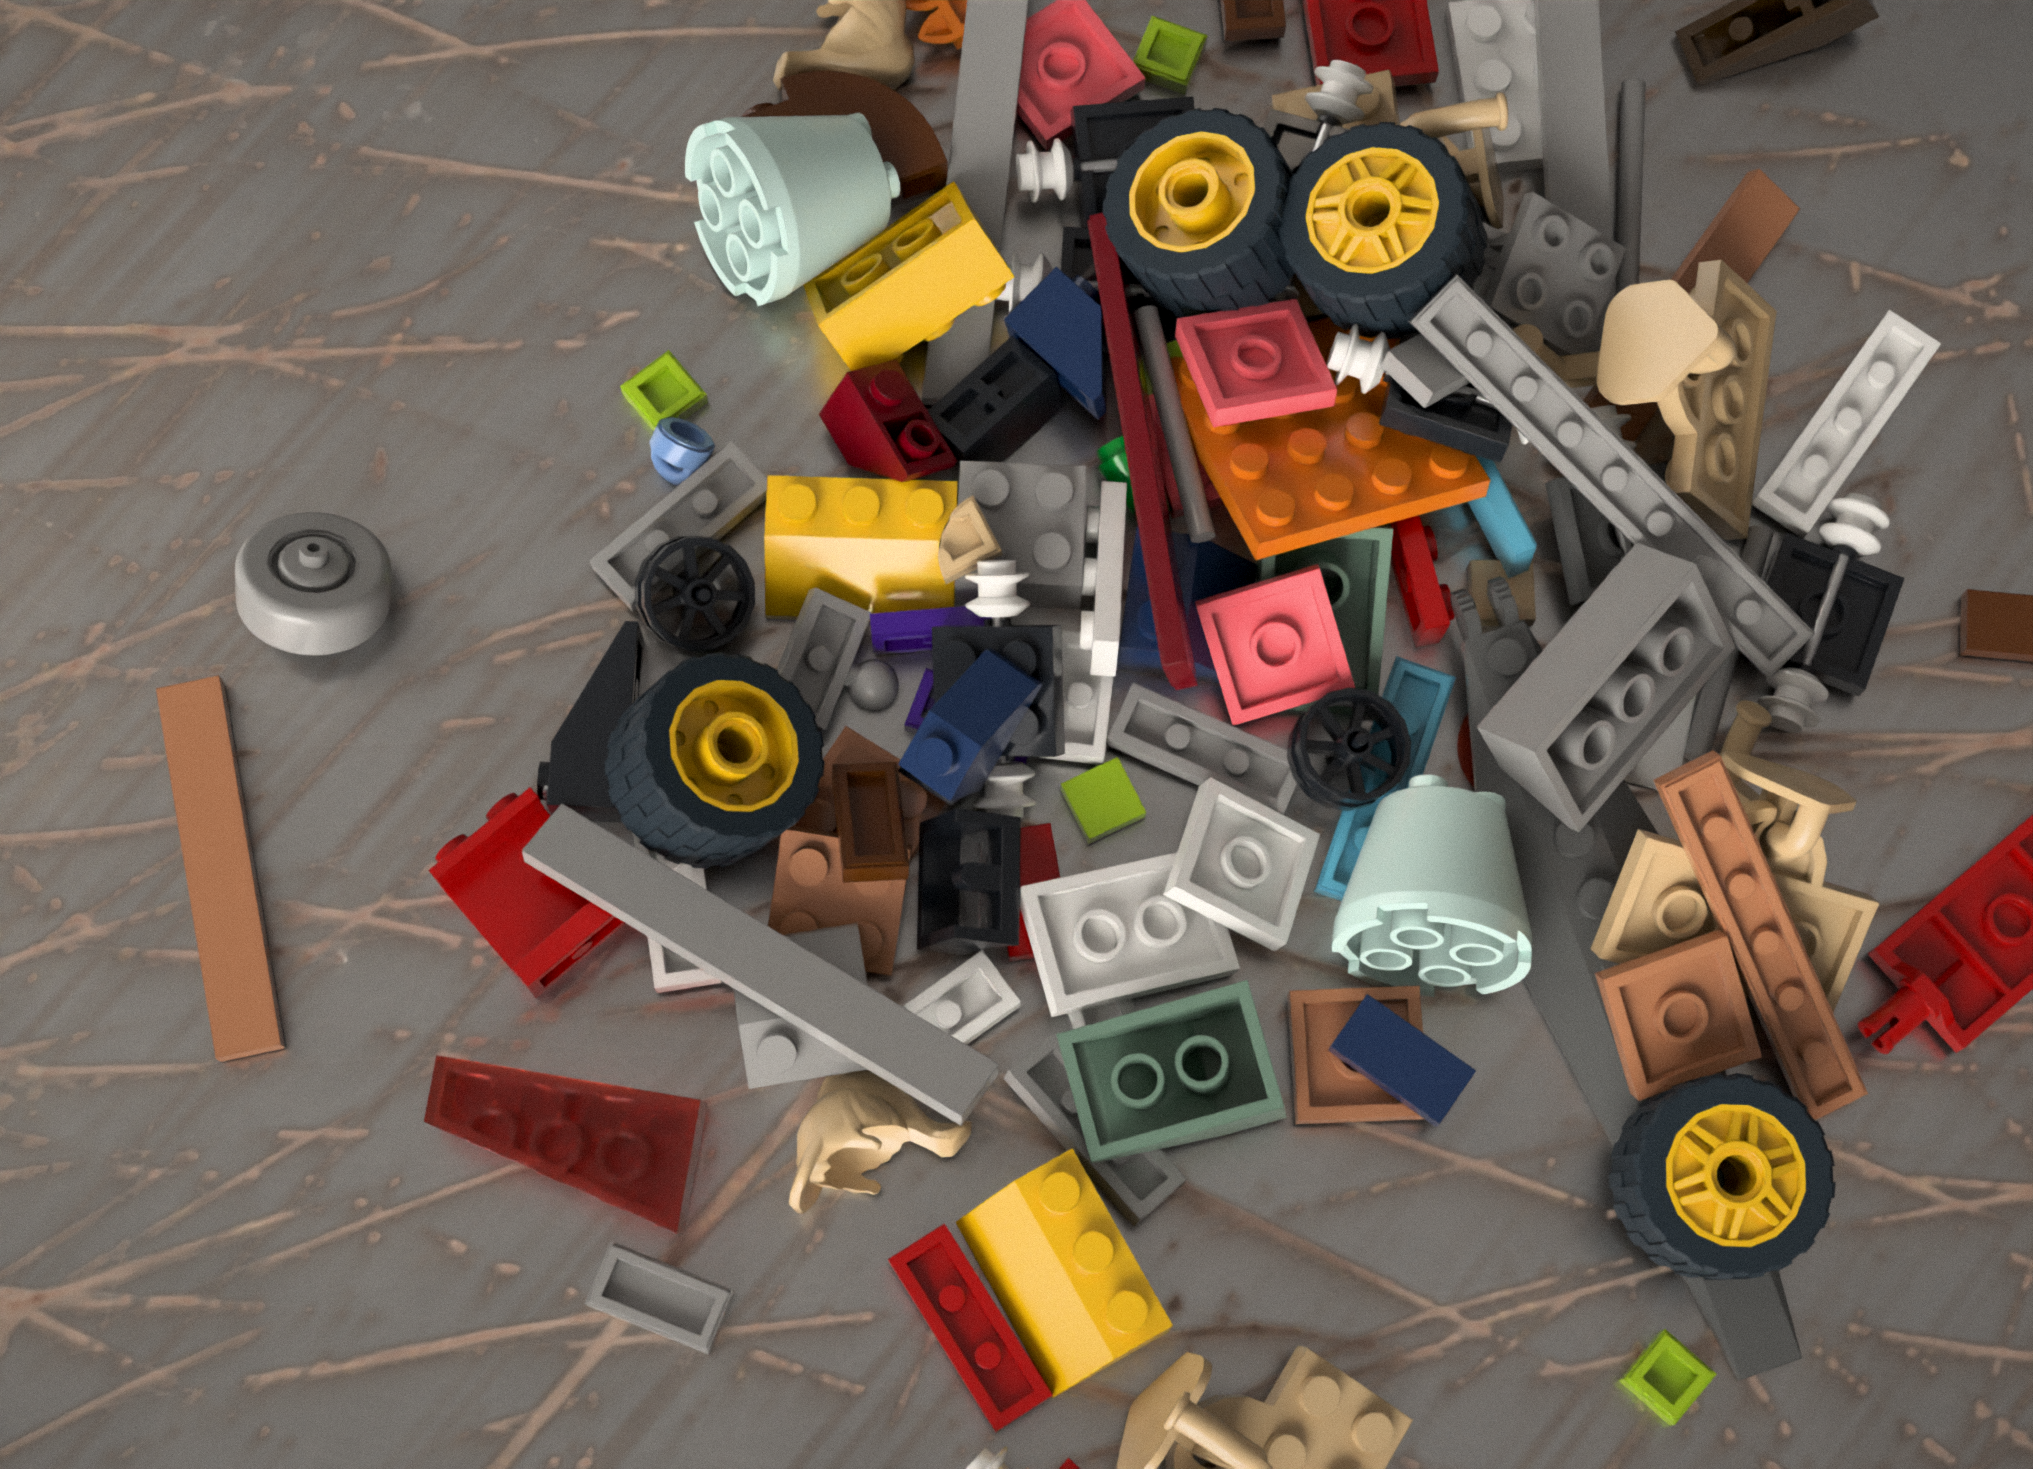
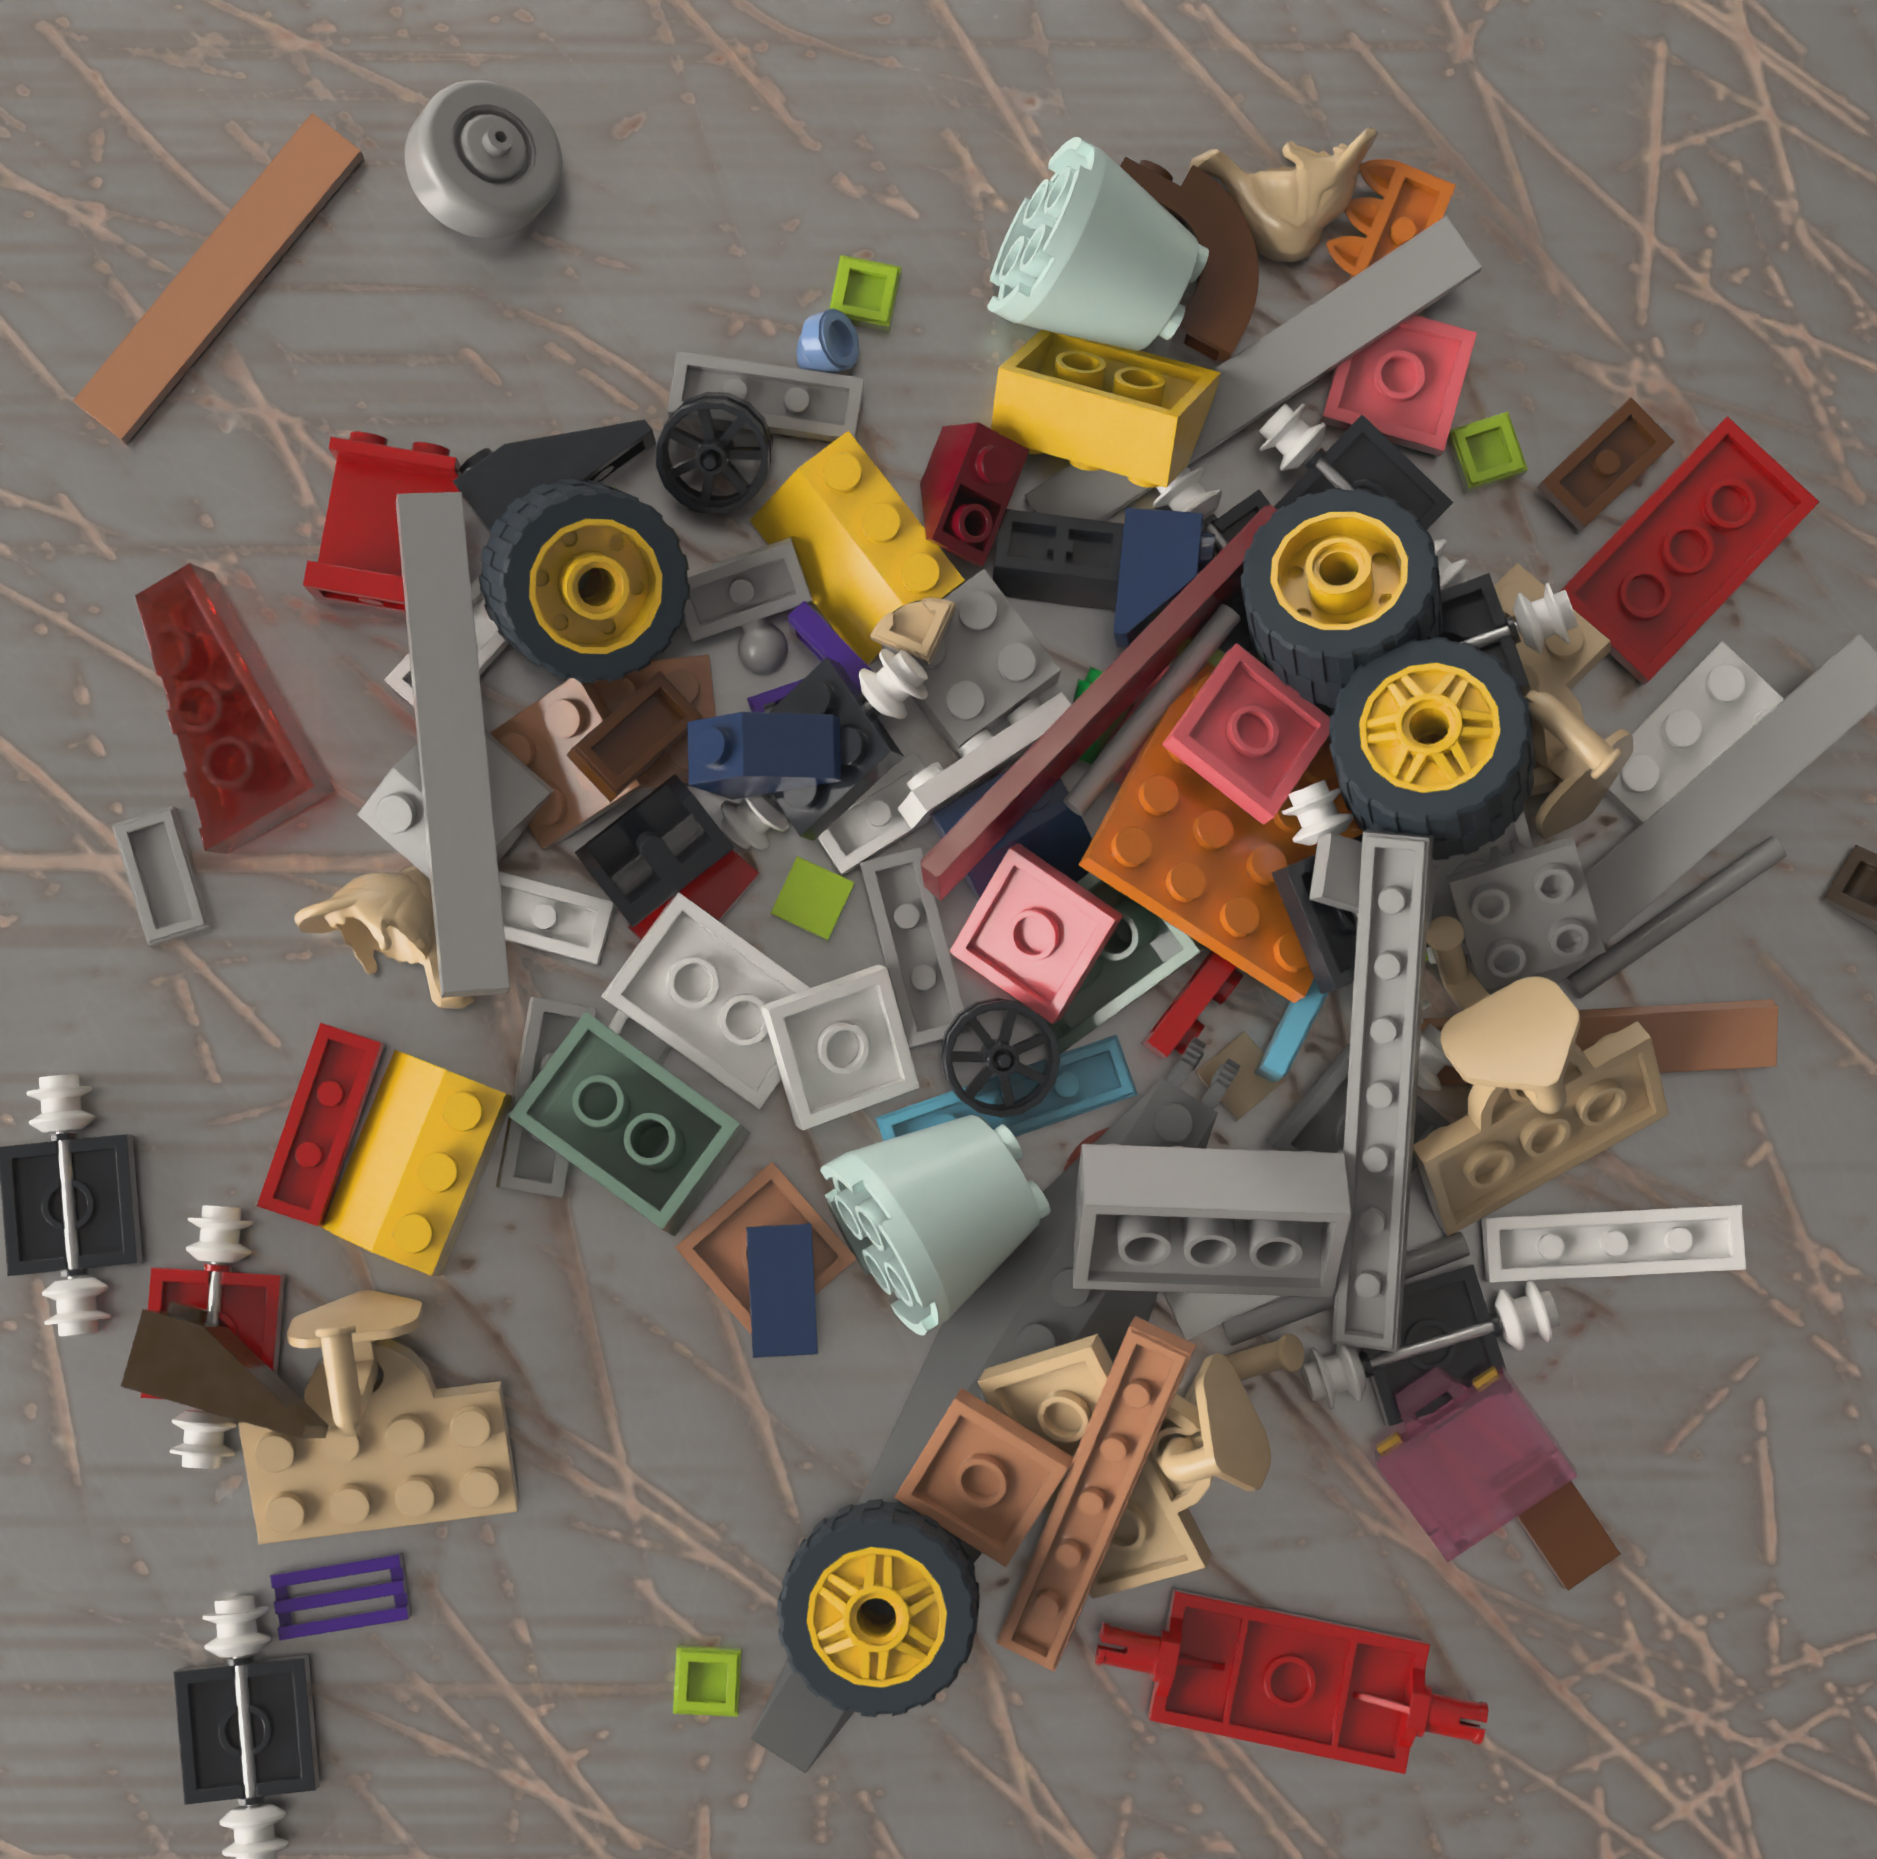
camera: 45 degrees right, 10 degrees up
(1940, 645) = (1471, 1459): none -> clear pink piece

